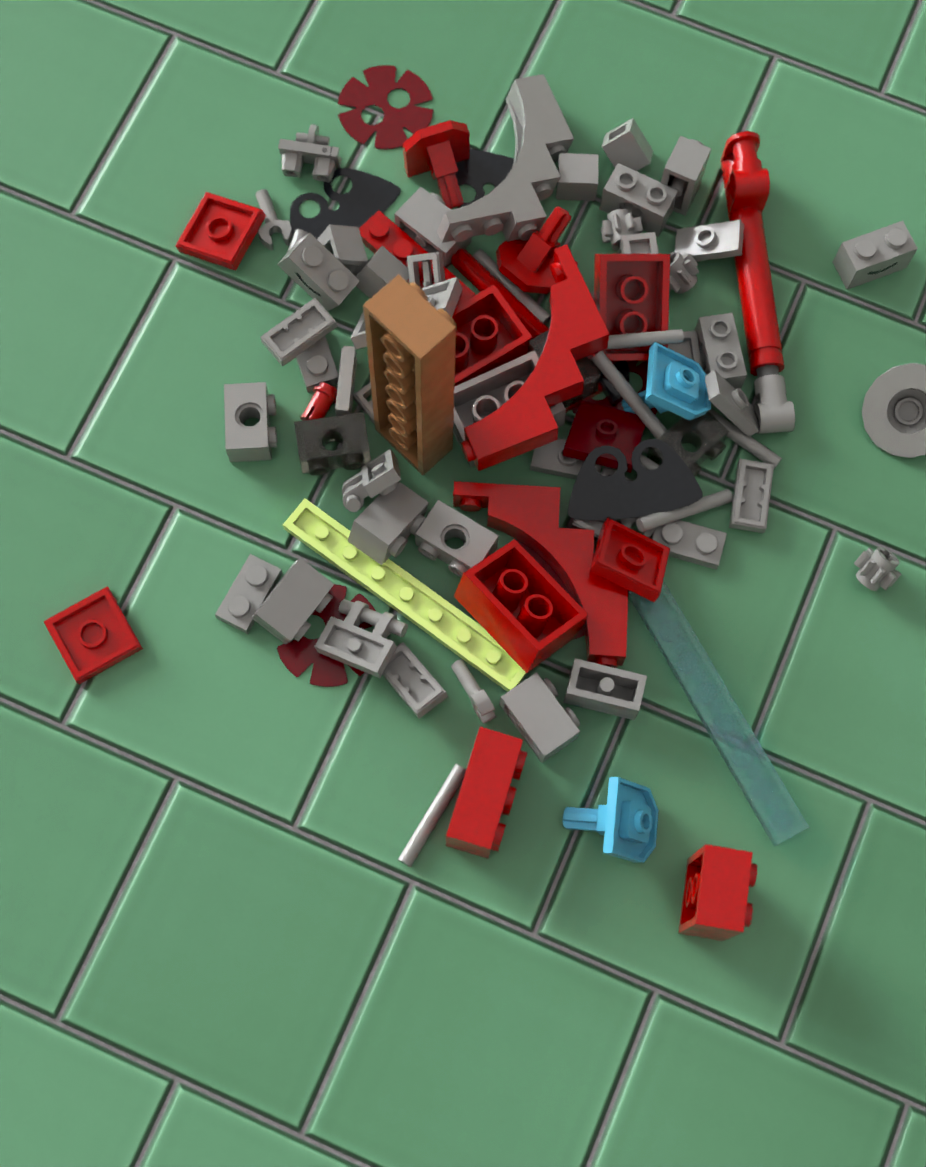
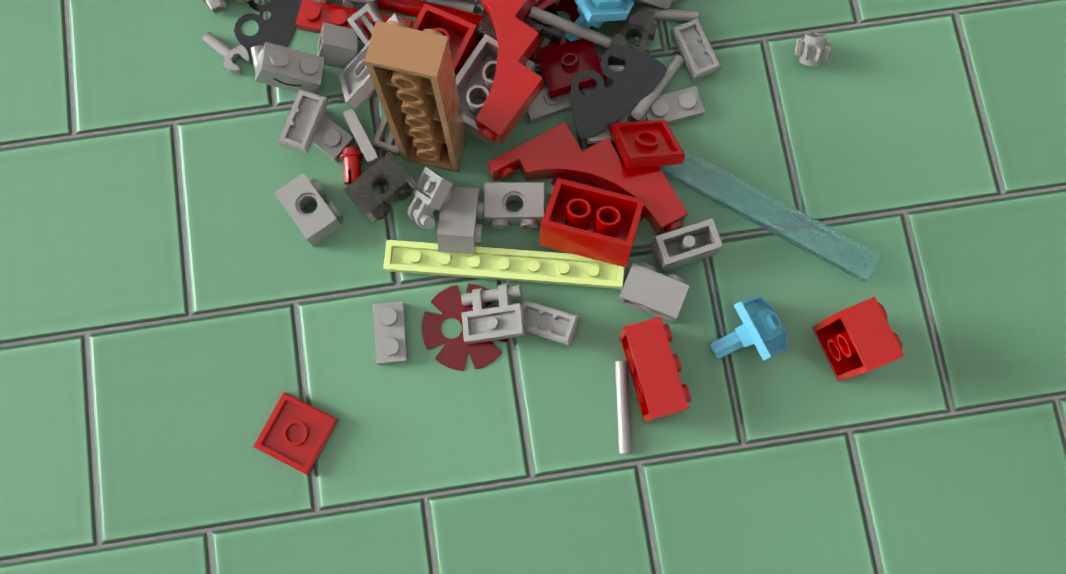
camera: 30 degrees left, 5 degrees up
(220, 231) = (195, 81): red tile -> none
(293, 601) = (428, 319): light grey brick -> none
(346, 246) = (296, 37): light grey panel -> none
(480, 701) = (603, 306): light grey bar -> none

